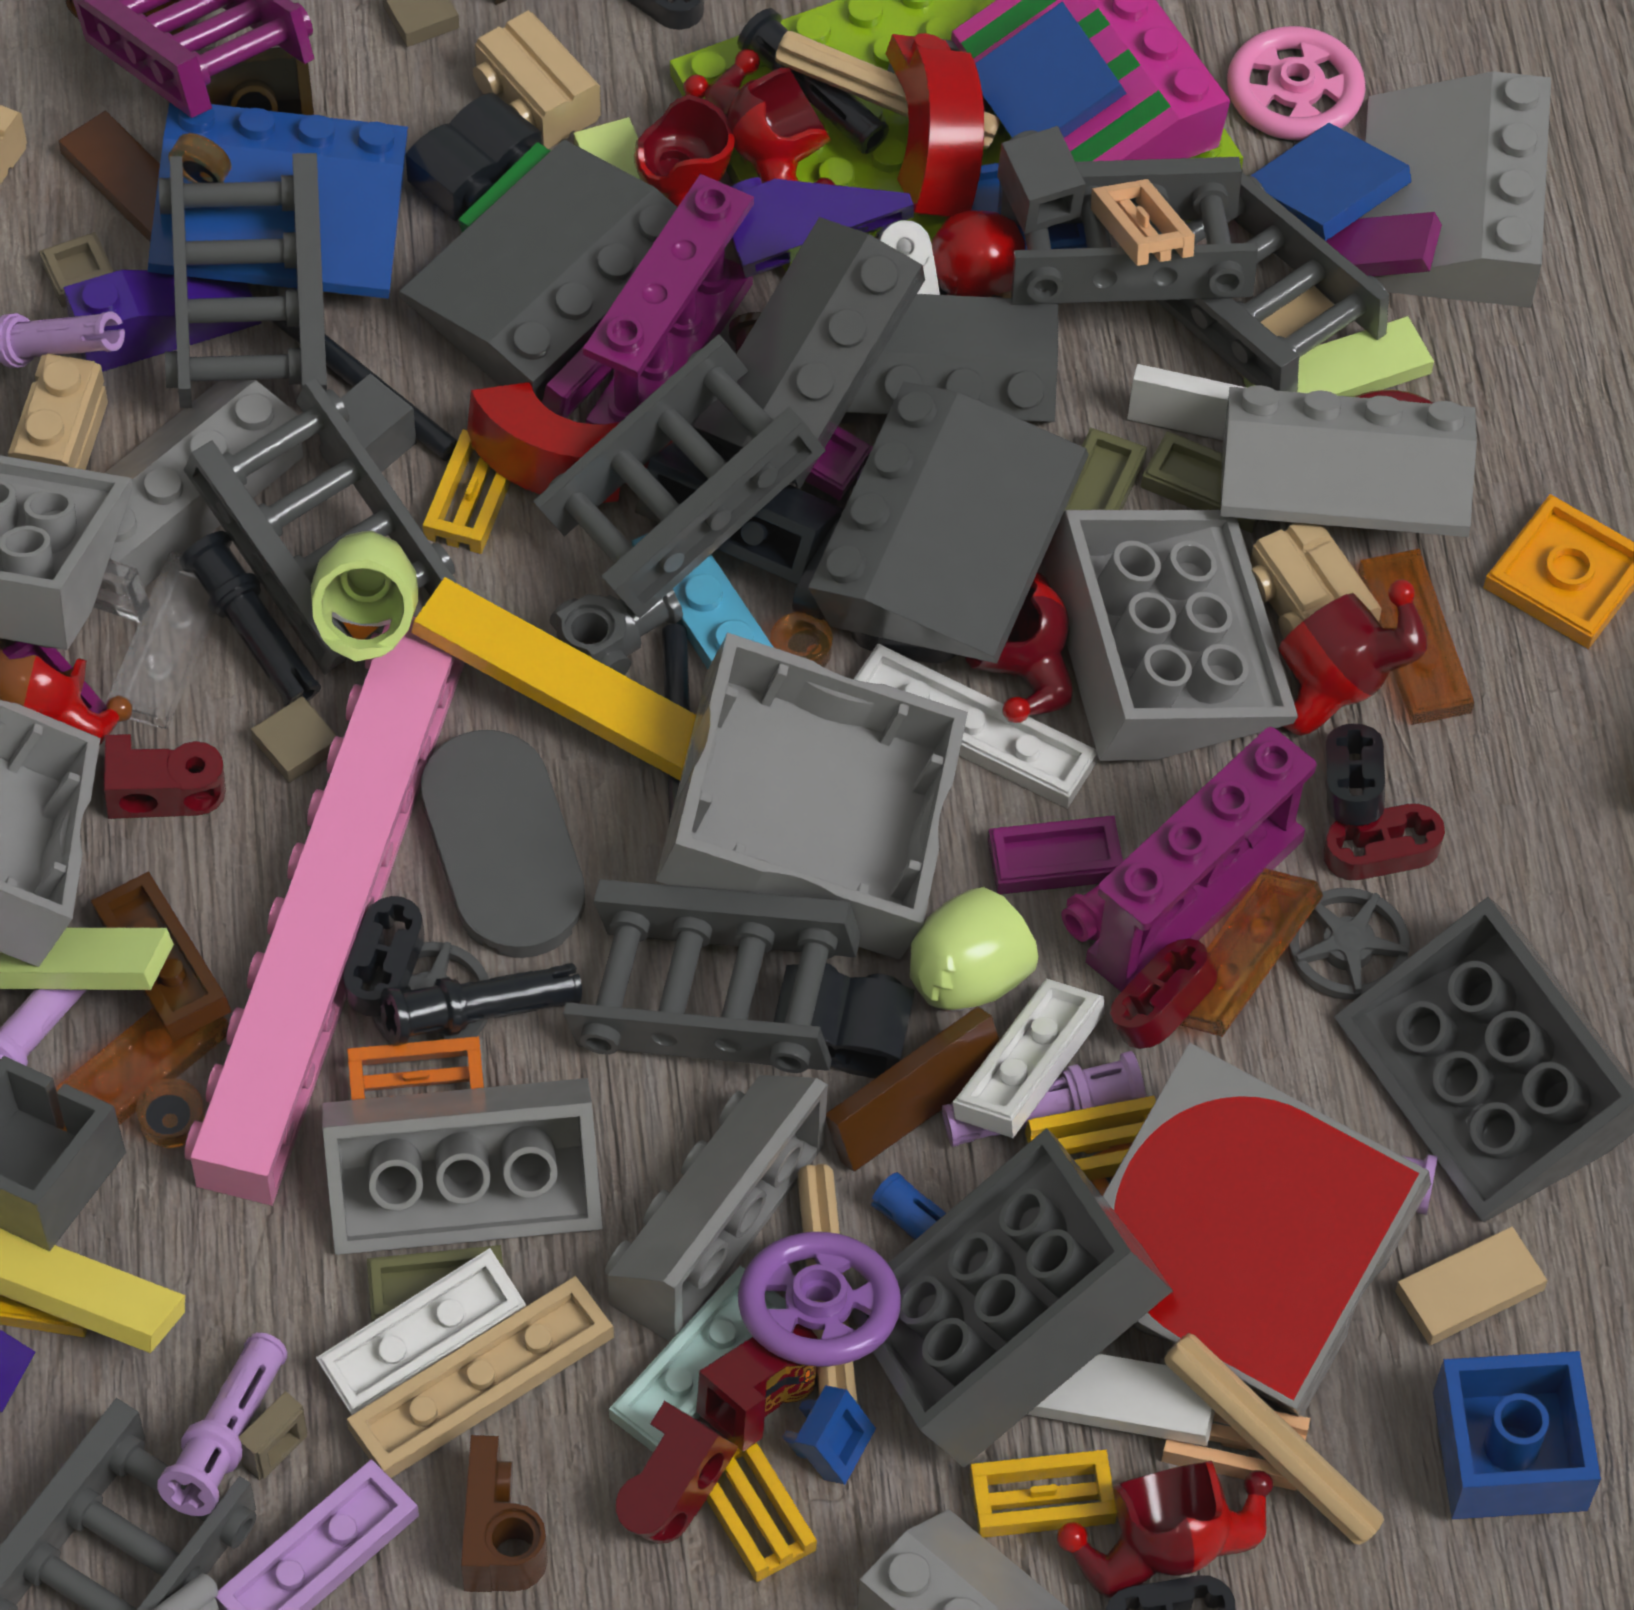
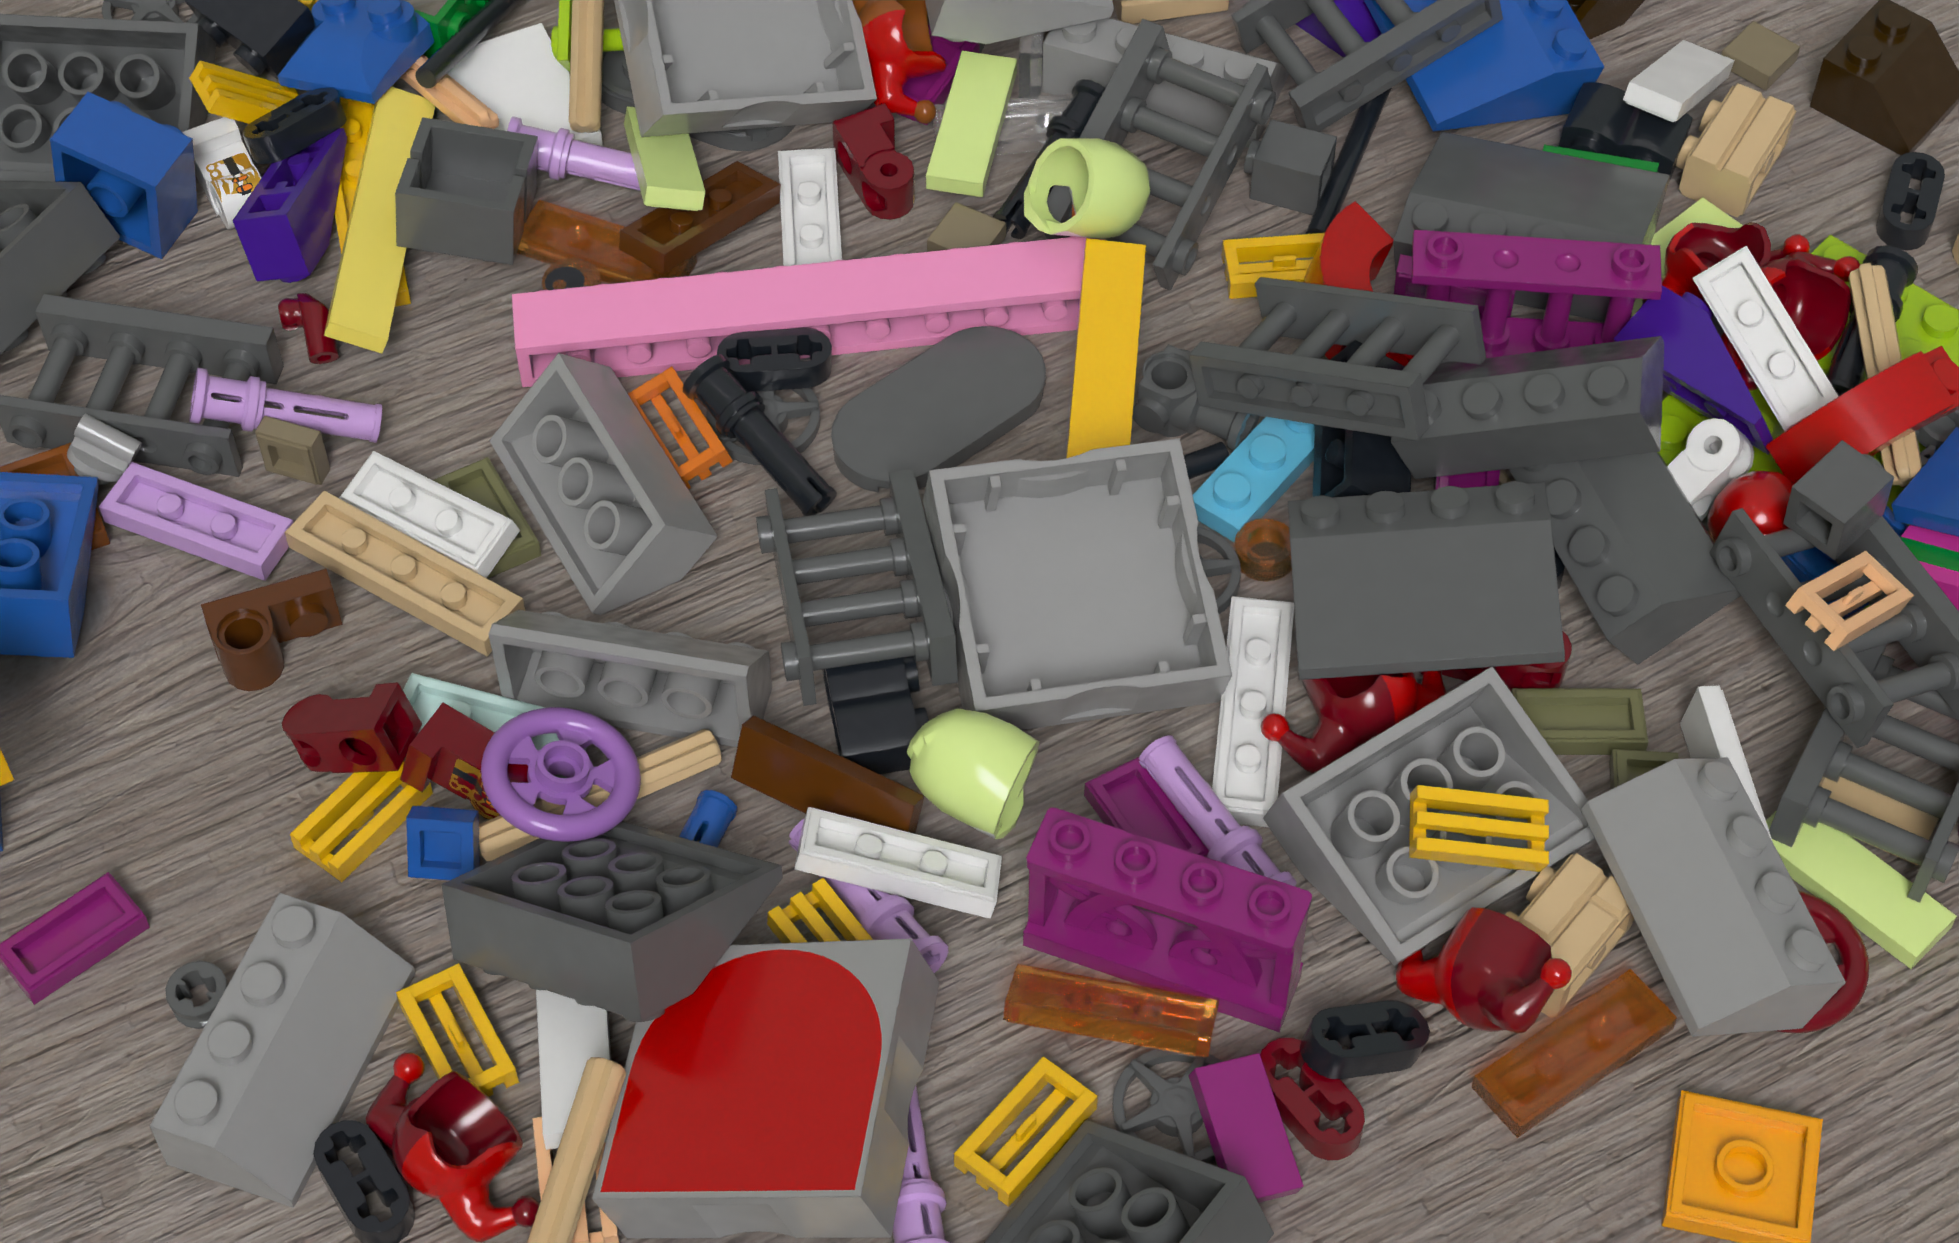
camera: 70 degrees right, 5 degrees down
(92, 1367) = (312, 316): none -> dark red arm
(163, 673) = (971, 124): none -> yellowish green tile
(192, 866) = (809, 206): none -> white tile
(442, 80) = (1678, 81): none -> white tile
(815, 152) = (1765, 338): none -> white tile
(1124, 794) = (1205, 811): none -> lavender pin
(1164, 993) = (1024, 952): dark red beam -> none
(1228, 564) = (1534, 831): none -> yellow tile
(1353, 1110) = (991, 1173): none -> yellow tile
(1401, 894) = (1246, 1125): none -> magenta tile

